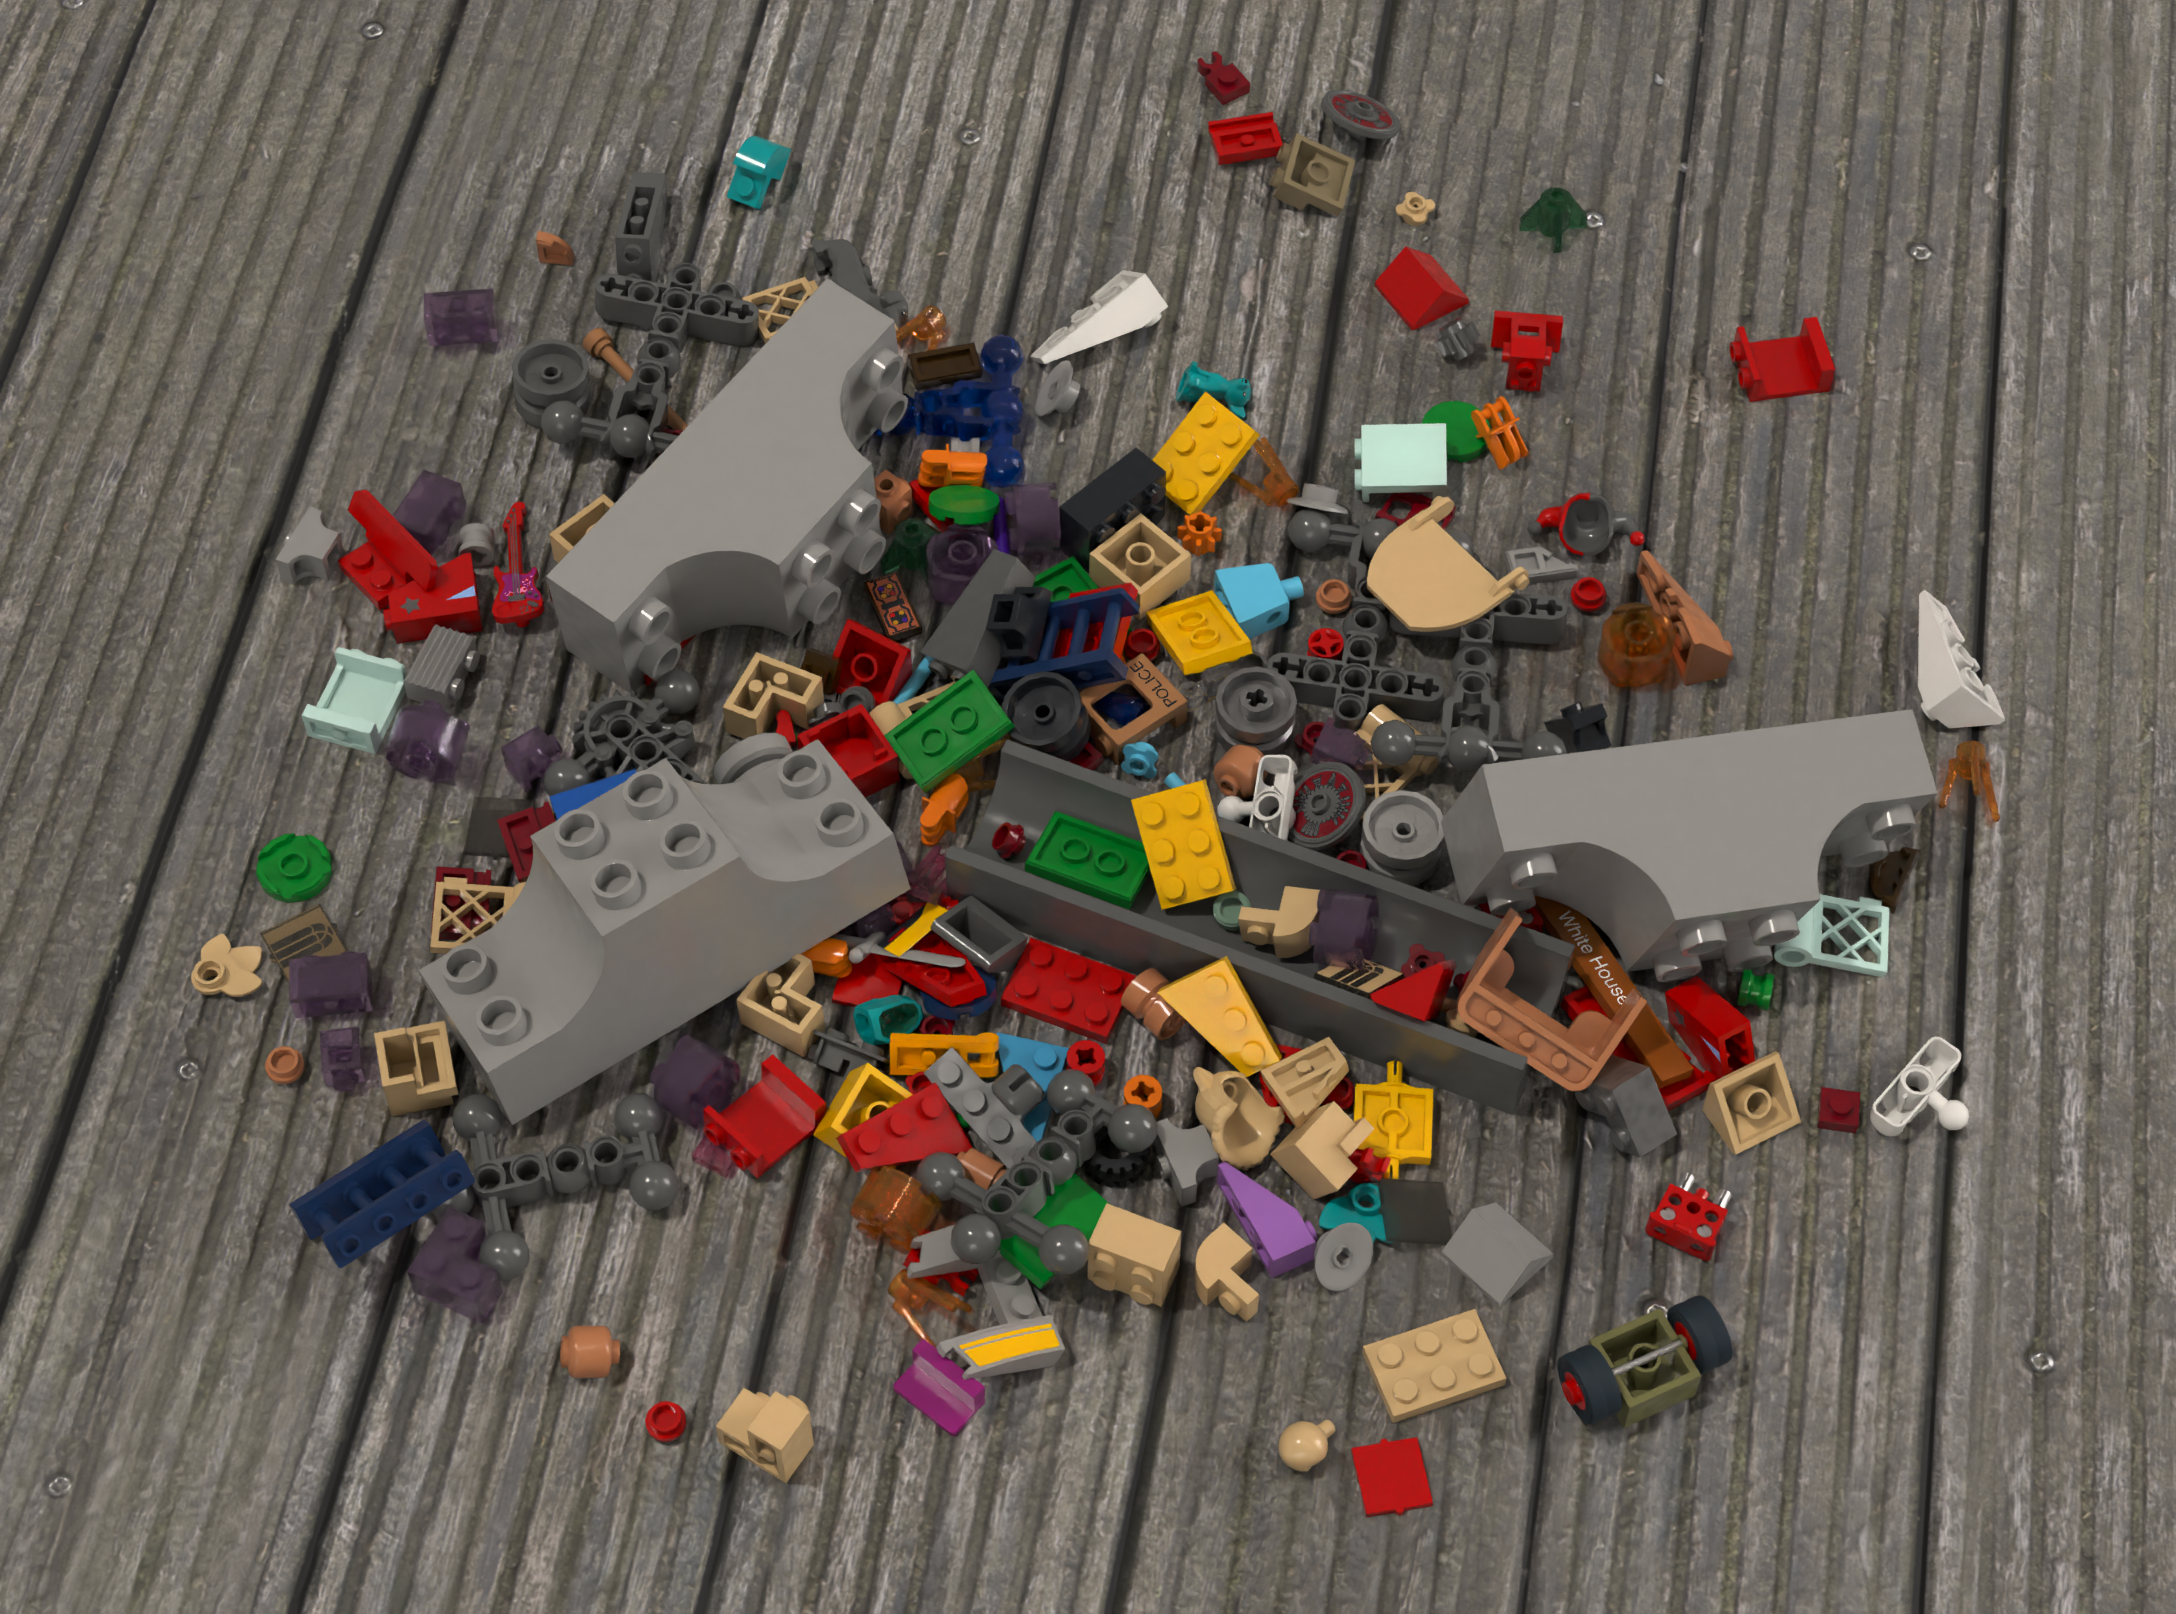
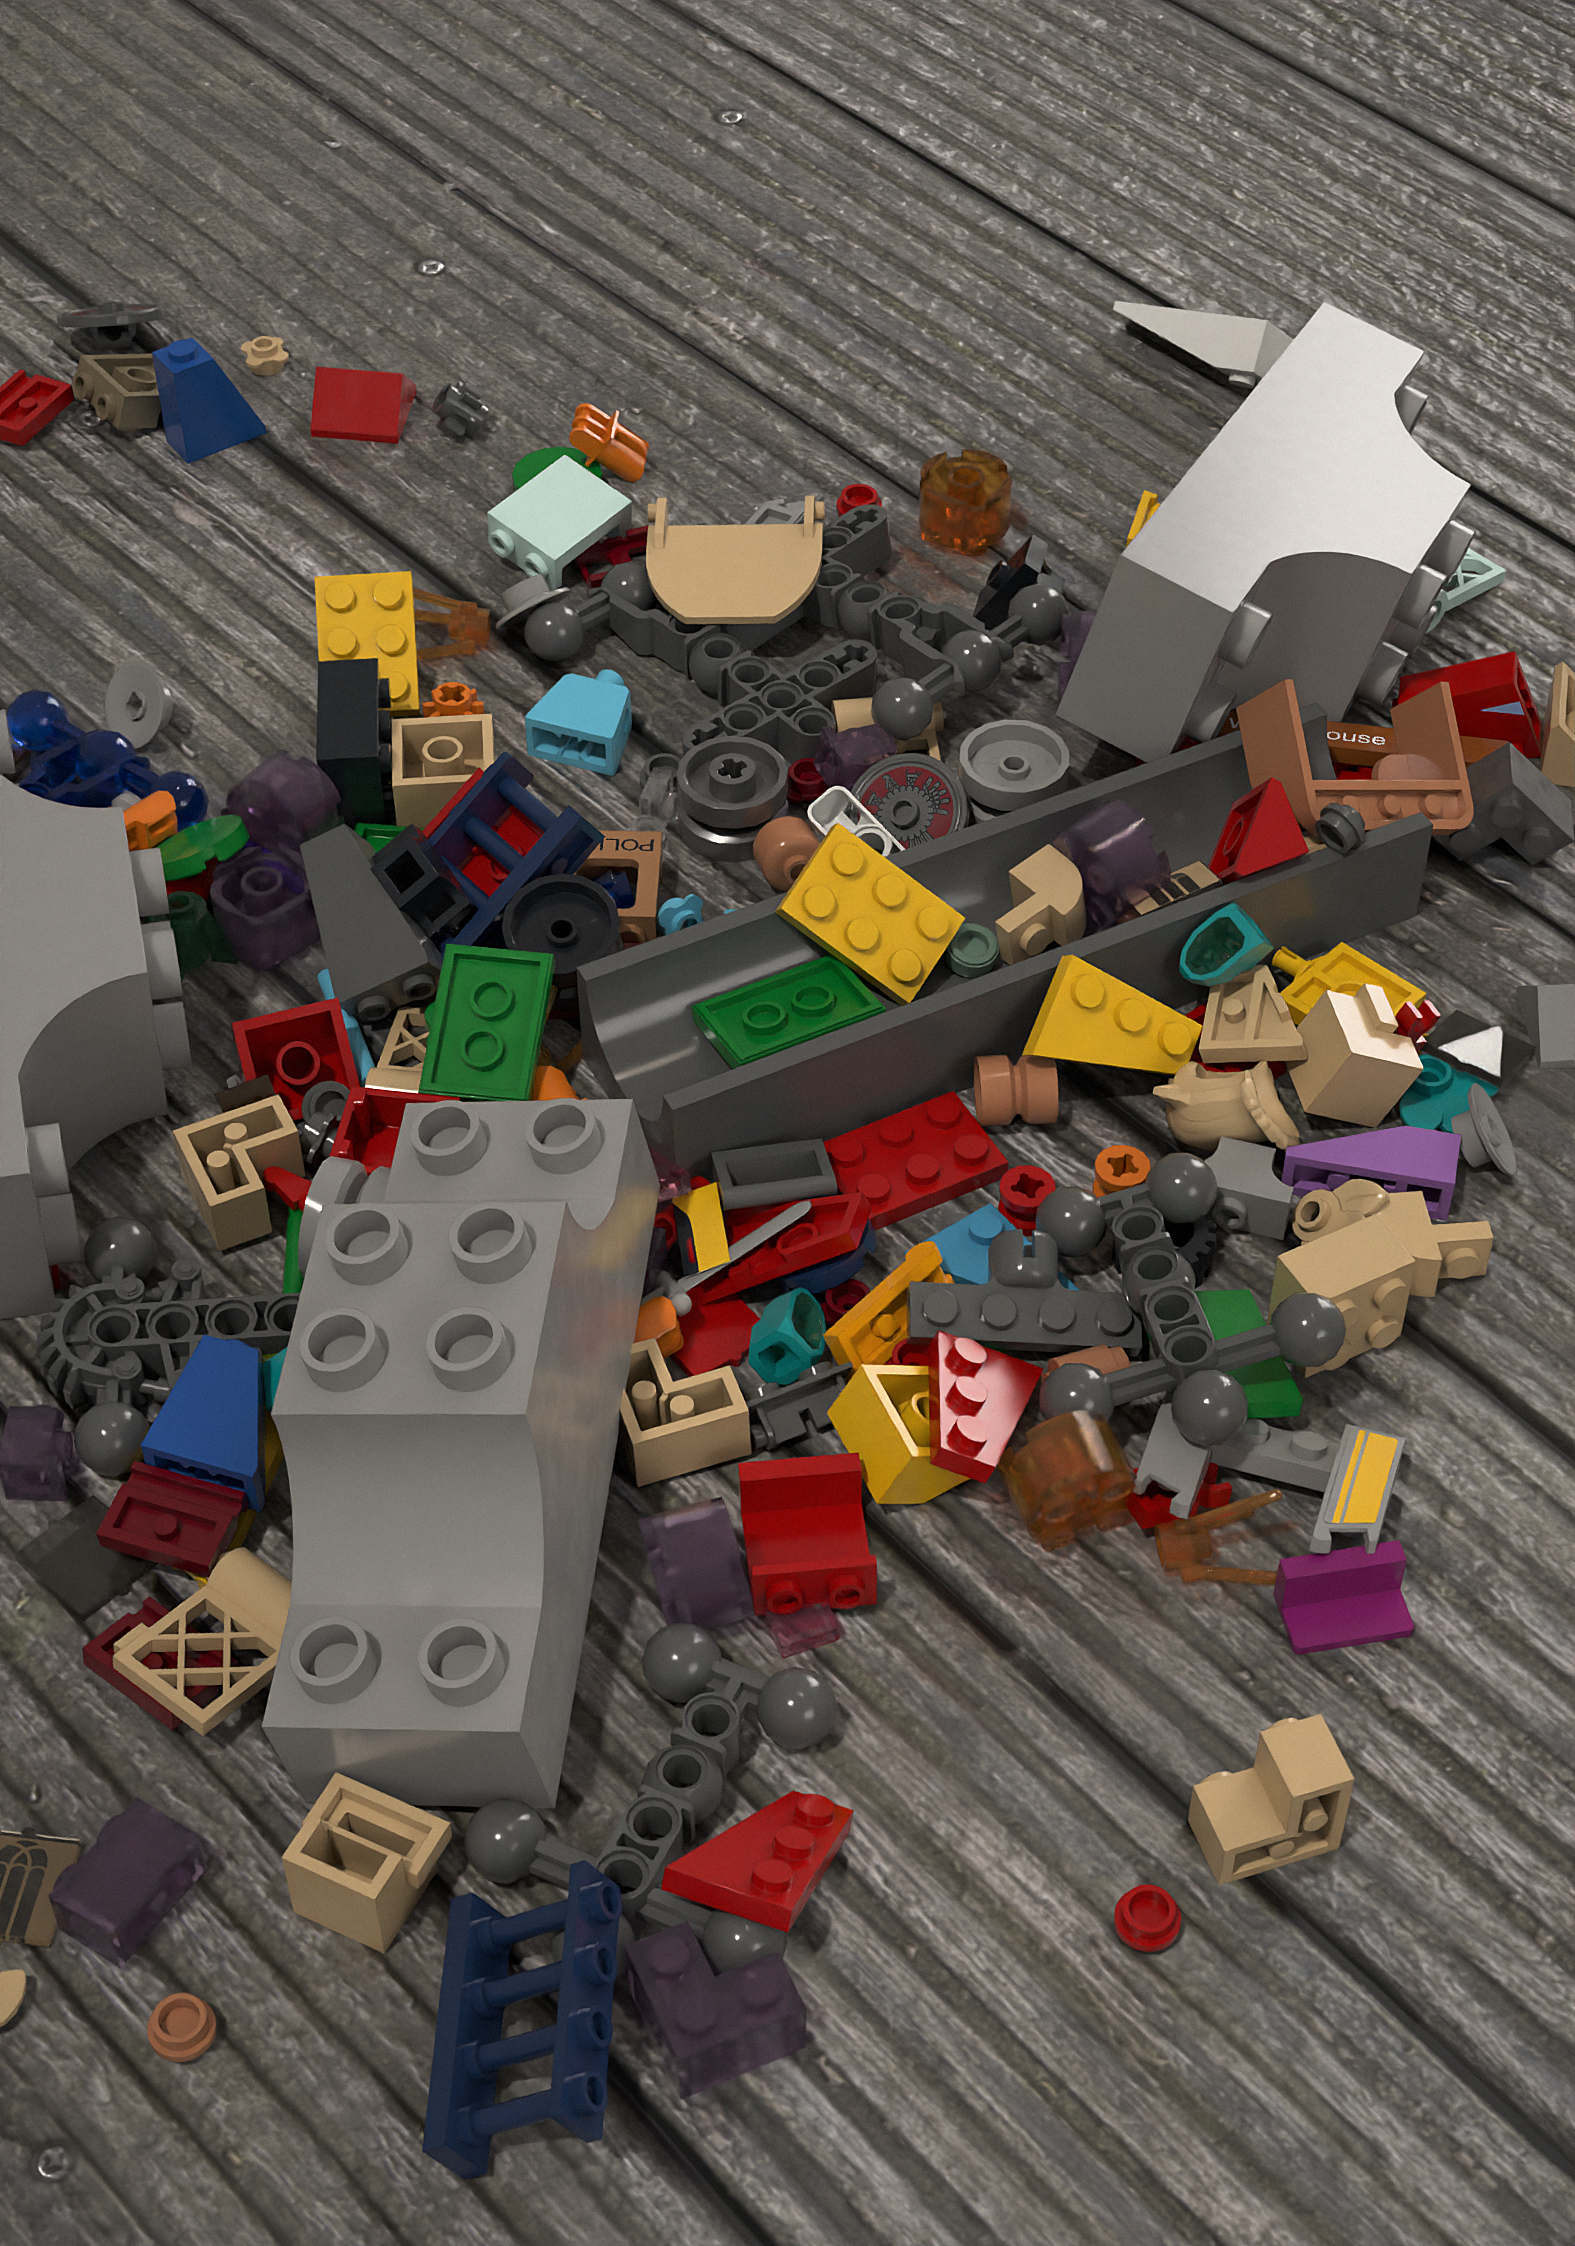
camera: 50 degrees left, 10 degrees down
(342, 1058) = (249, 1925): clear purple brick -> none
(550, 1234) = (766, 1861): none -> red wing
(589, 1351) = (977, 1935): nougat head -> none
(893, 607) = (224, 1000): tile -> none
(1009, 840) = (673, 1063): dark red plate -> none
(1118, 308) = (94, 612): white wedge -> none
(1197, 382) = (277, 605): teal animal -> none
(1199, 632) = (595, 772): yellow plate -> none
(1200, 1215) = (1336, 1209): none -> tan plate
(1323, 220) = (200, 403): none -> blue slope
(1328, 641) = (705, 699): red wheel -> none
(1332, 1030) = (1223, 947): none -> rock
(1333, 596) = (648, 668): nougat plate -> none
(1418, 955) = (1186, 840): dark red plate -> none
(1457, 1024) = (1341, 828): none -> dark grey plate
(1526, 353) = (534, 367): red tile -> none
(1554, 215) = (401, 275): clear green brick -> none
(1587, 524) = (781, 454): dark grey piece -> none
(1698, 644) = (905, 449): nougat wedge -> none
(1755, 989) = (1448, 649): green wheel -> none
(1783, 365) = (758, 245): red panel -> none

